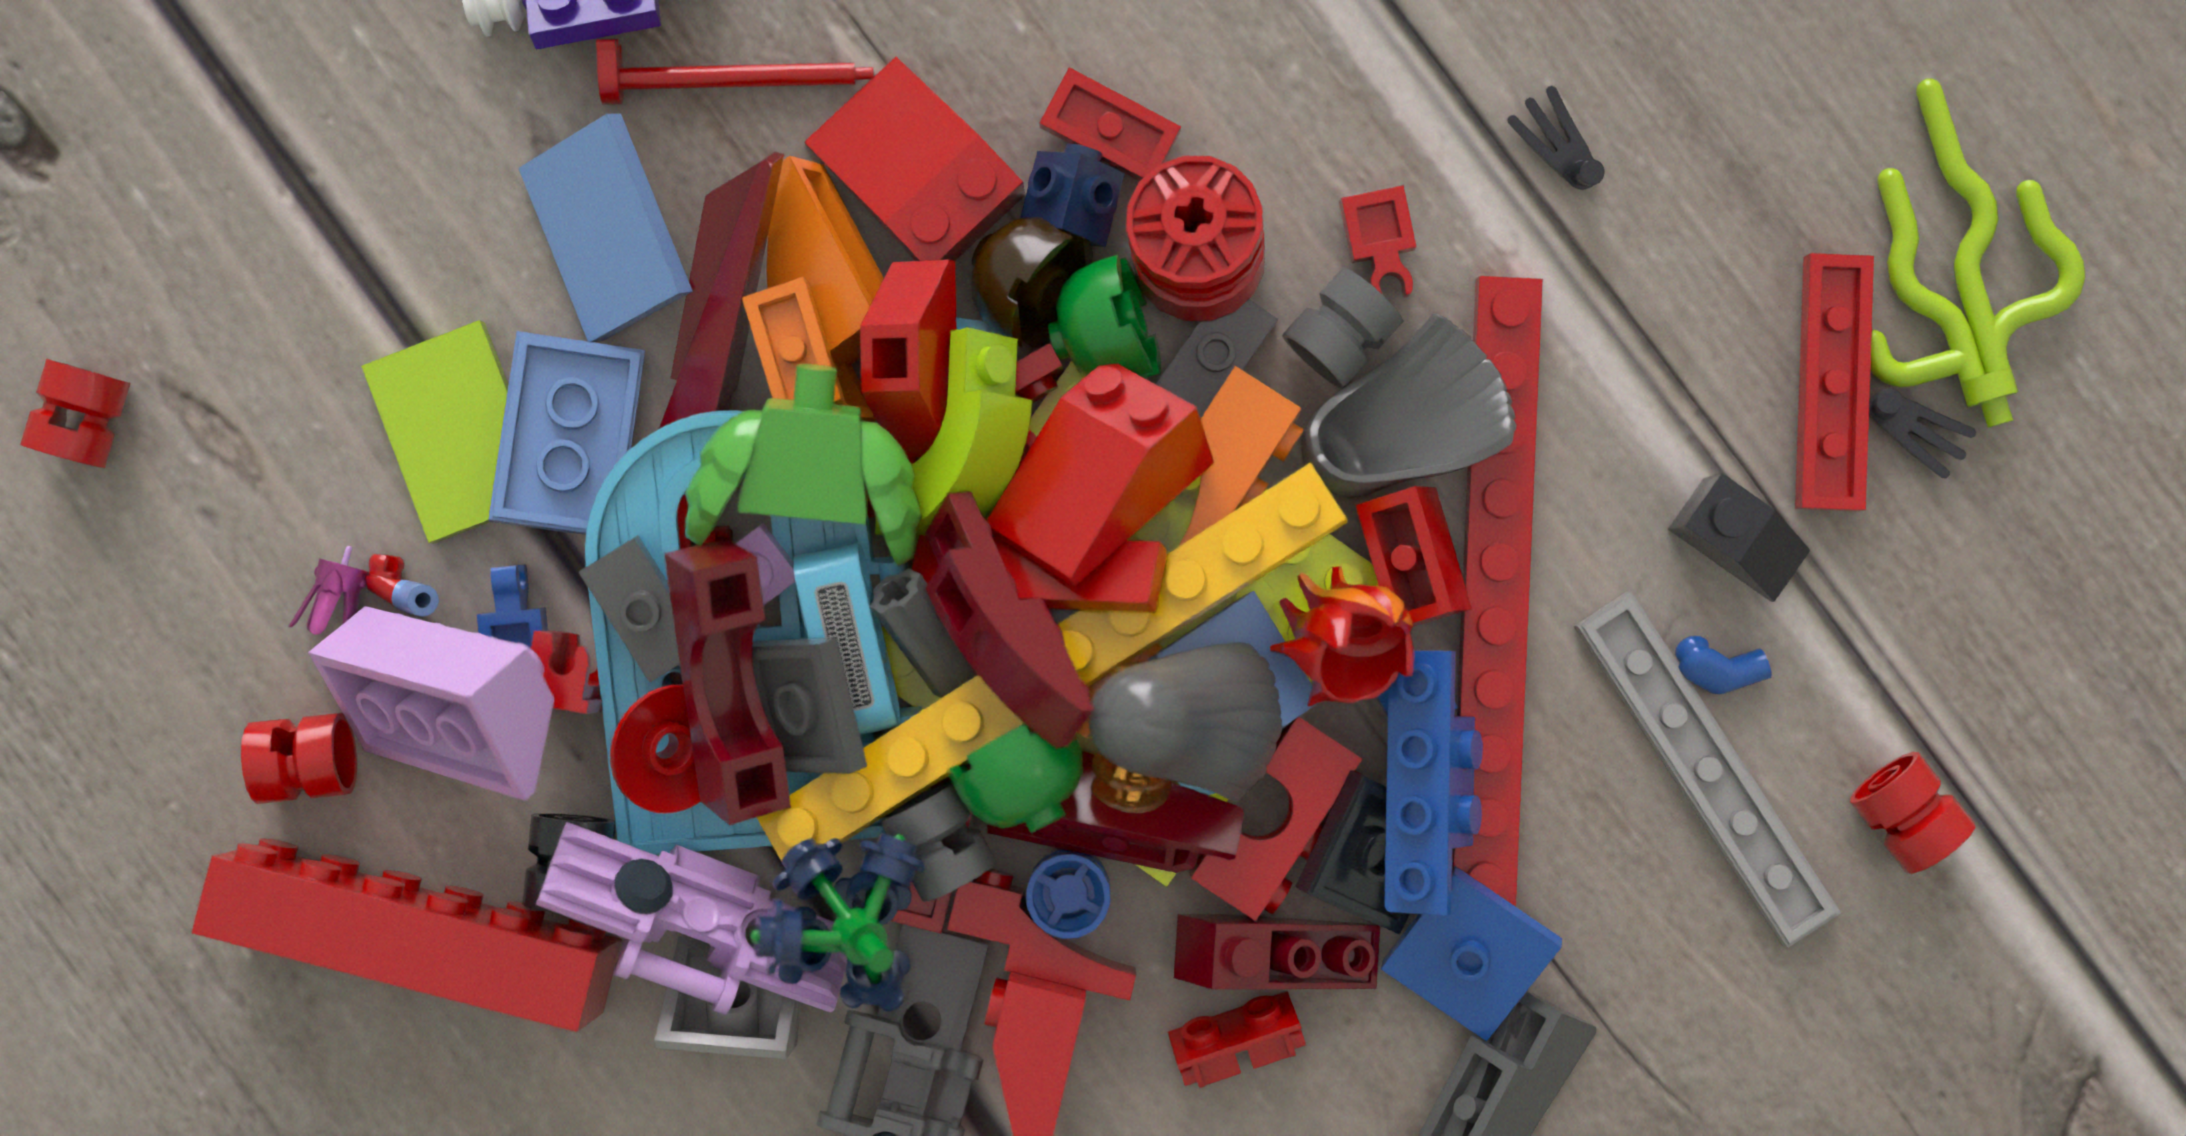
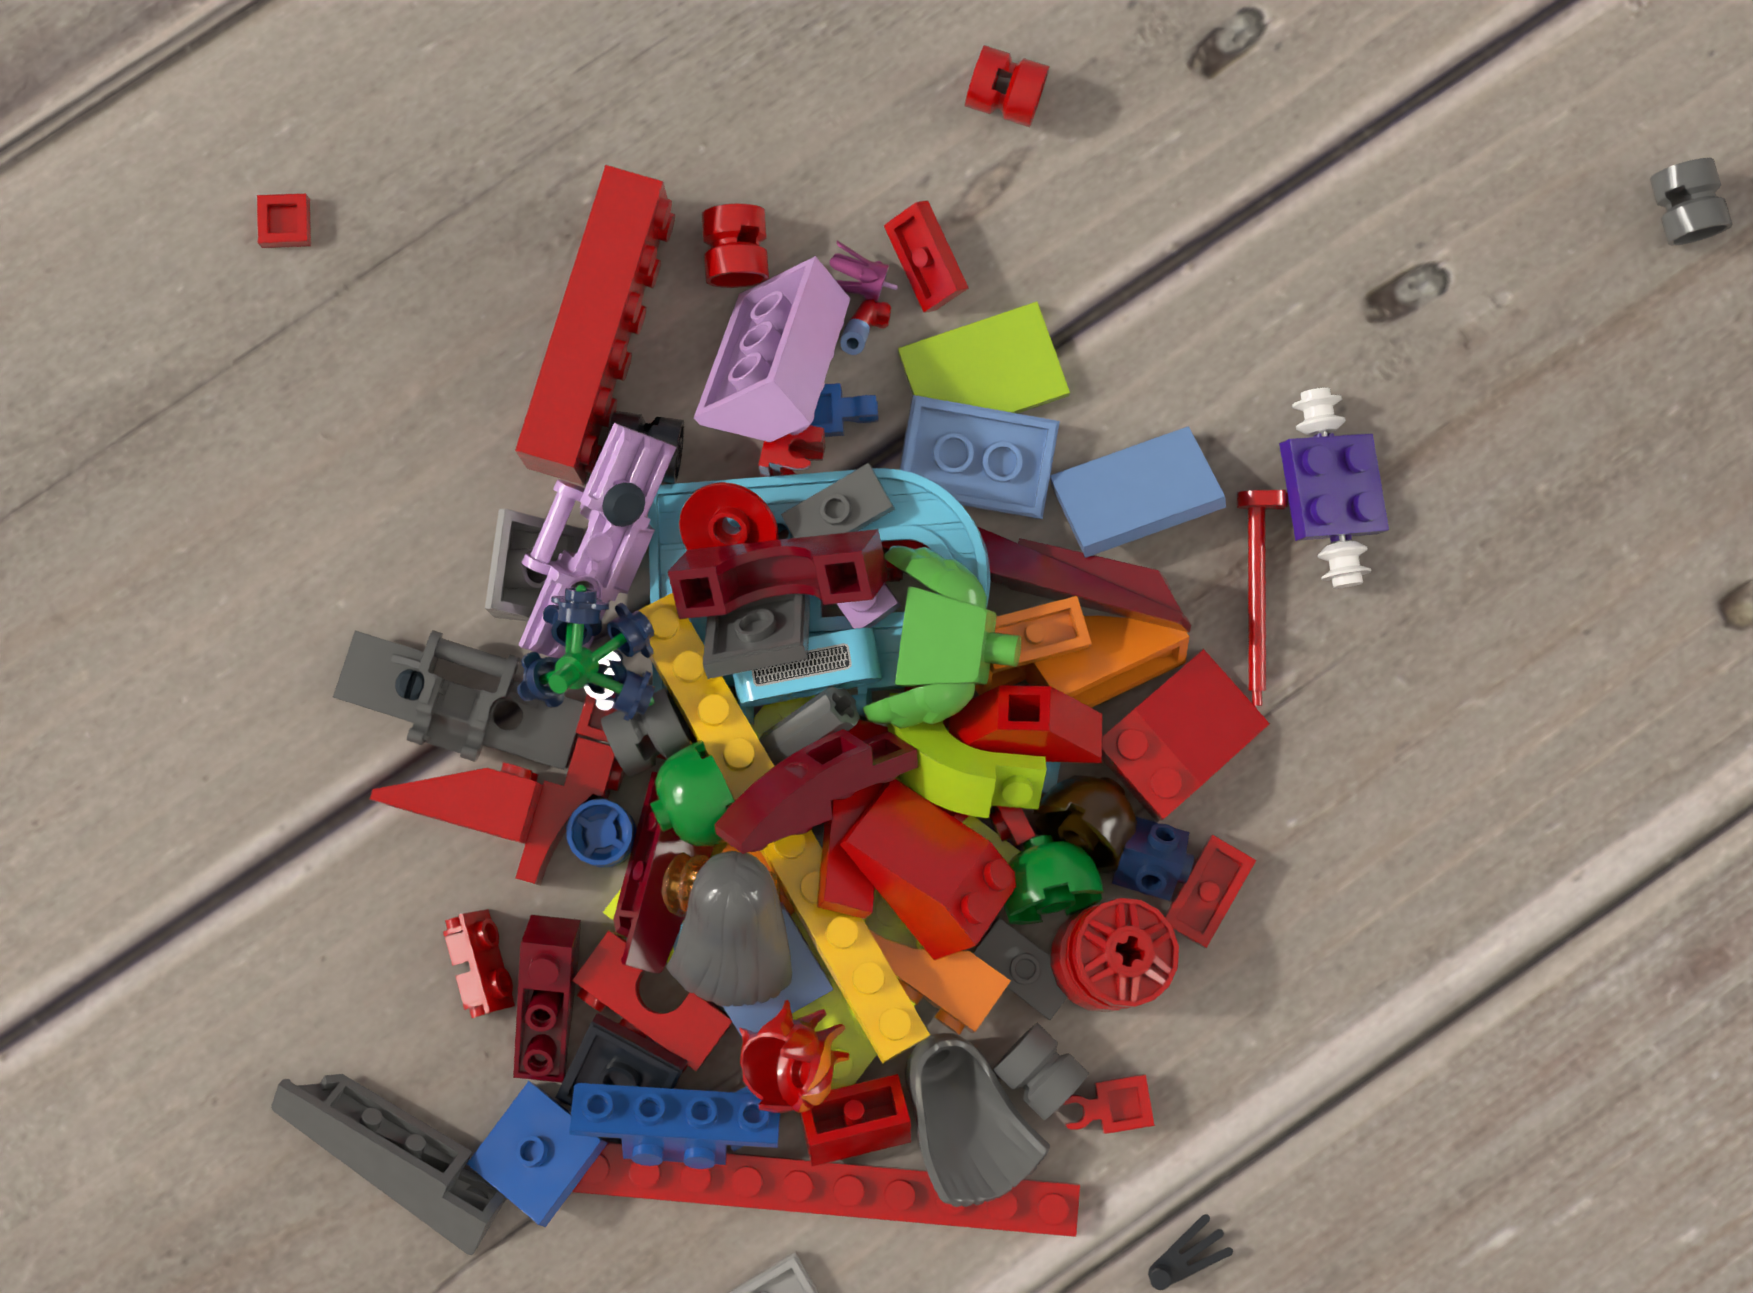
camera: 85 degrees right, 5 degrees down
(306, 510) = (926, 256): none -> red plate

